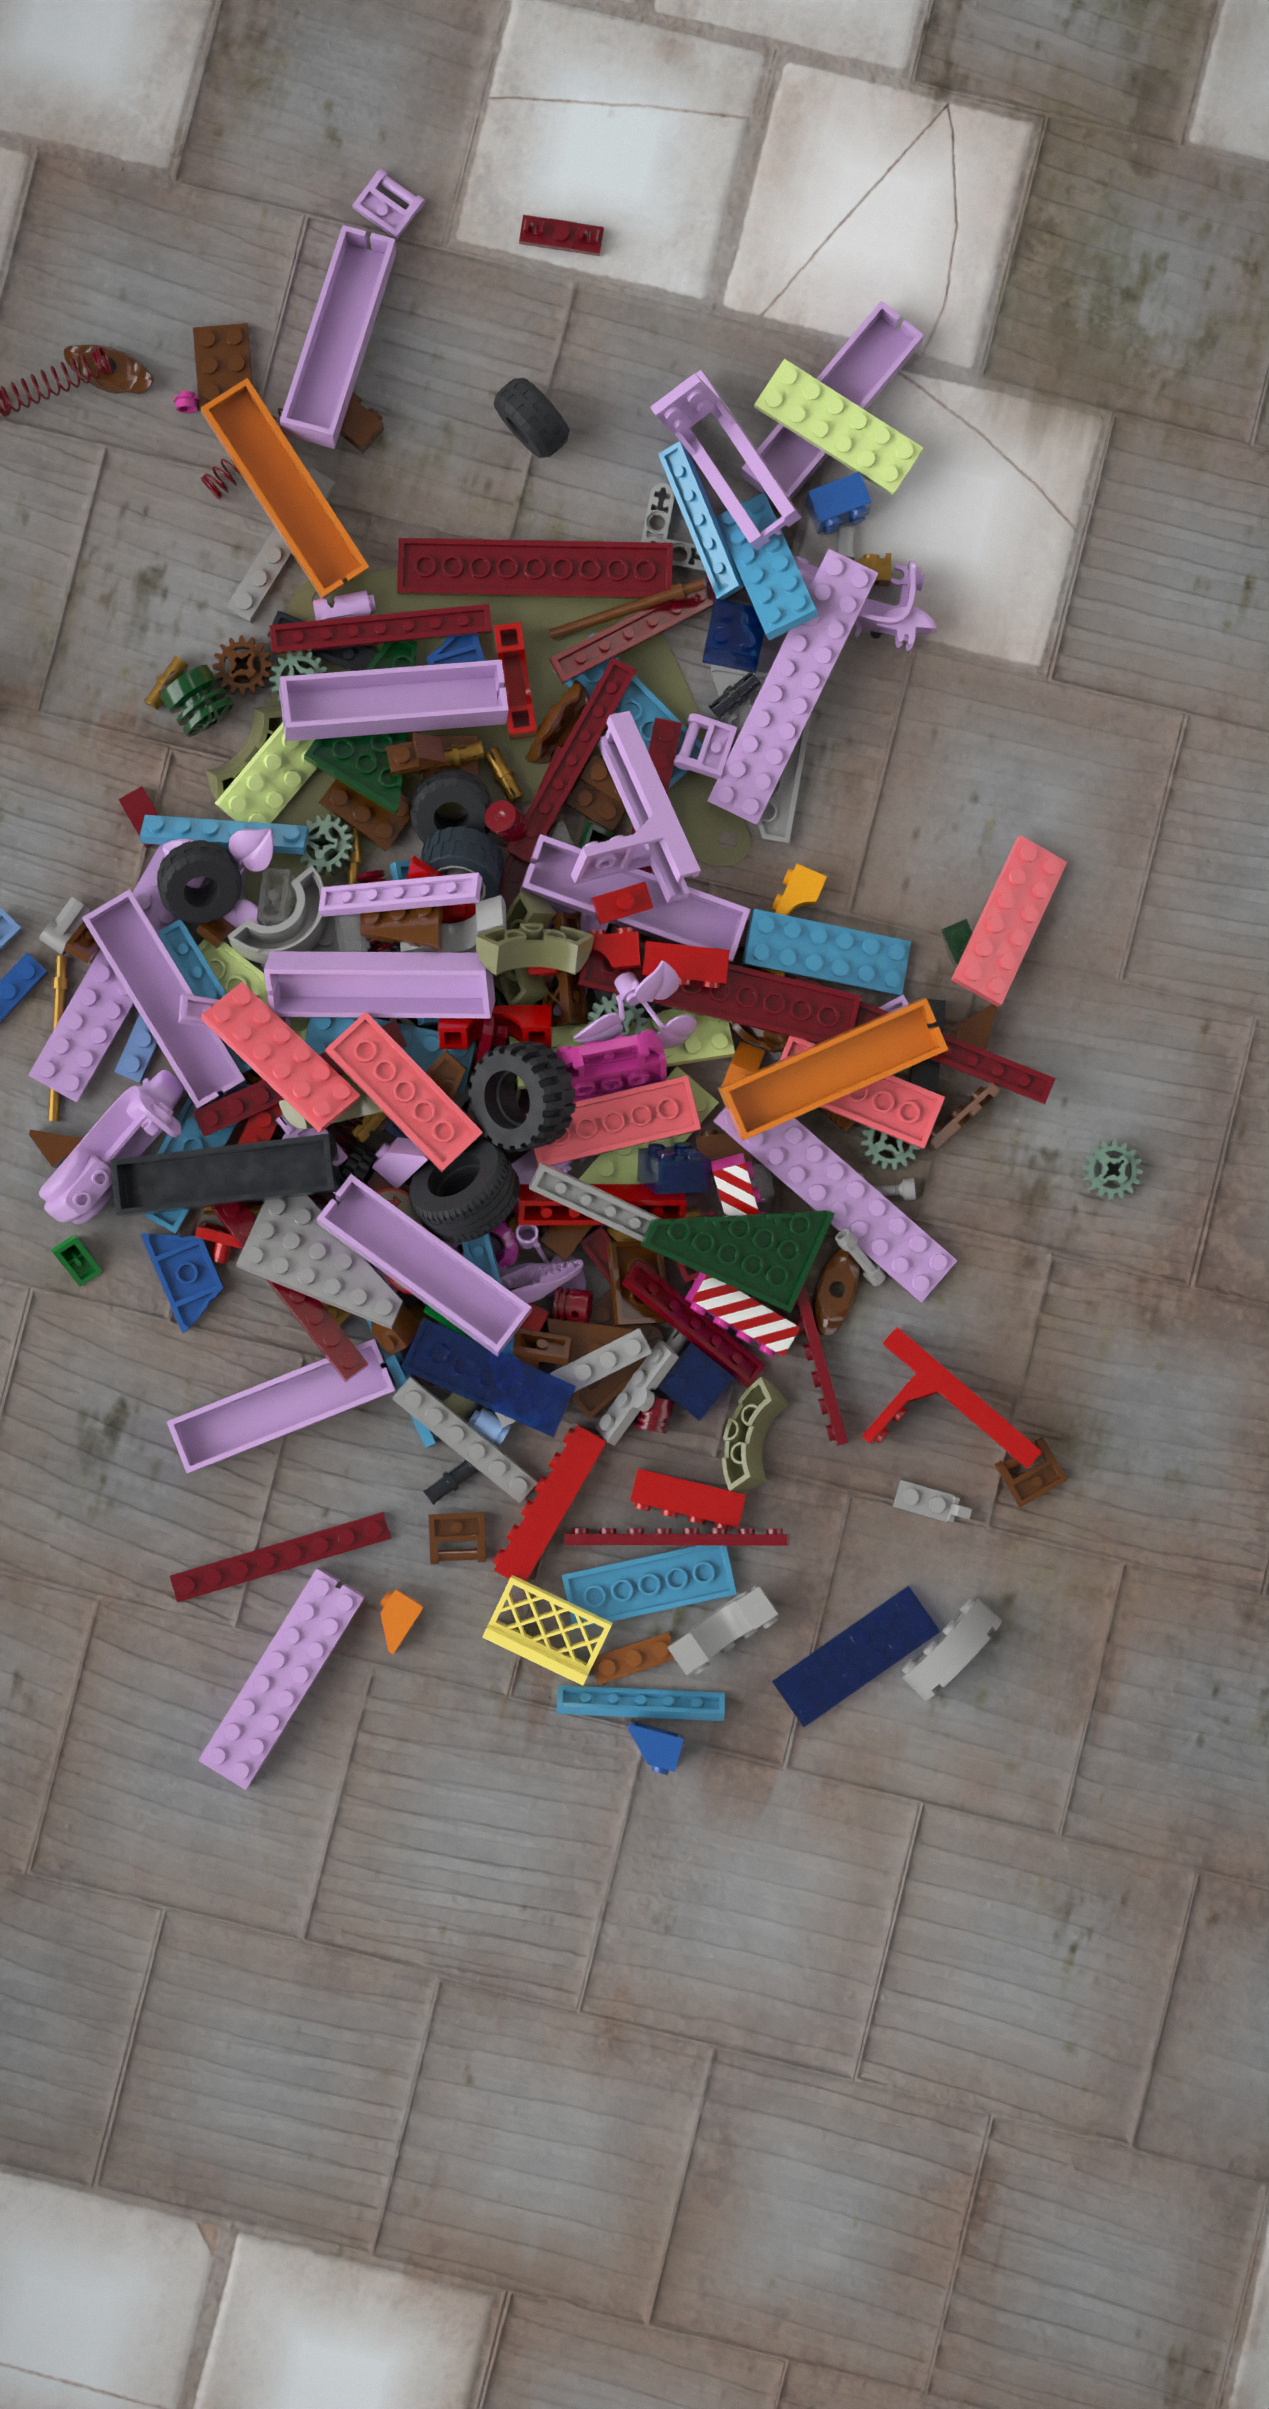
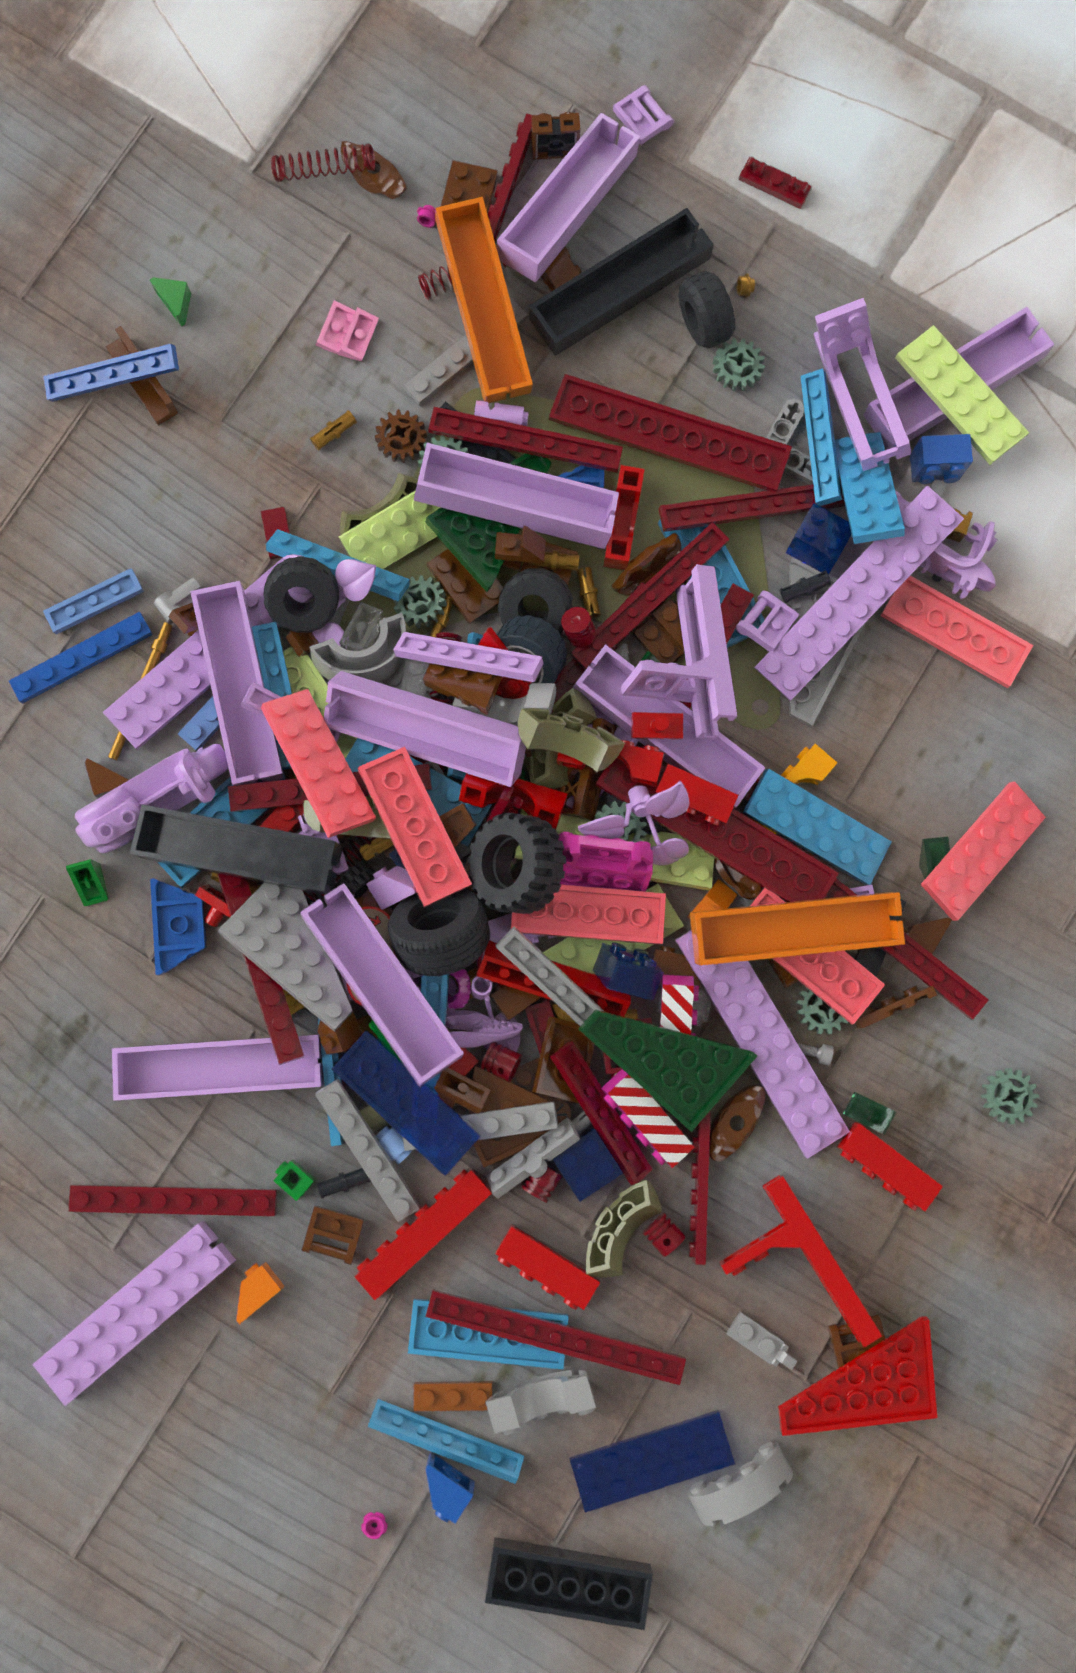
camera: 15 degrees right, 5 degrees down
(142, 564) = (347, 331): none -> bright pink slope
(200, 704) = (352, 449): dark green wheel -> none
(263, 323) = (510, 175): none -> dark red plate
(300, 266) = (554, 135): none -> piece
(406, 1502) = (297, 1189): none -> green brick
(426, 412) = (620, 281): none -> black piece
(537, 1650) = (373, 1365): light yellow fence -> none
(565, 369) = (745, 285): none -> pearl gold plate
(596, 462) = (749, 363): none -> sand green gear
(603, 1808) = (374, 1532): none -> dark pink plate
(678, 592) = (784, 486): reddish brown bar -> none
(690, 1536) = (538, 1304): dark red plate -> none
(718, 1563) = (556, 1337): none -> dark red plate
(792, 1422) = (660, 1230): none -> dark red piece
(808, 1798) = (569, 1583): none -> black brick
(848, 1242) = (772, 1117): light grey bar -> none
(913, 688) = (957, 631): none -> coral plate
(970, 1235) = (869, 1113): none -> clear green slope
(1008, 1283) = (889, 1166): none -> red brick
(1060, 1509) = (876, 1388): none -> red wing

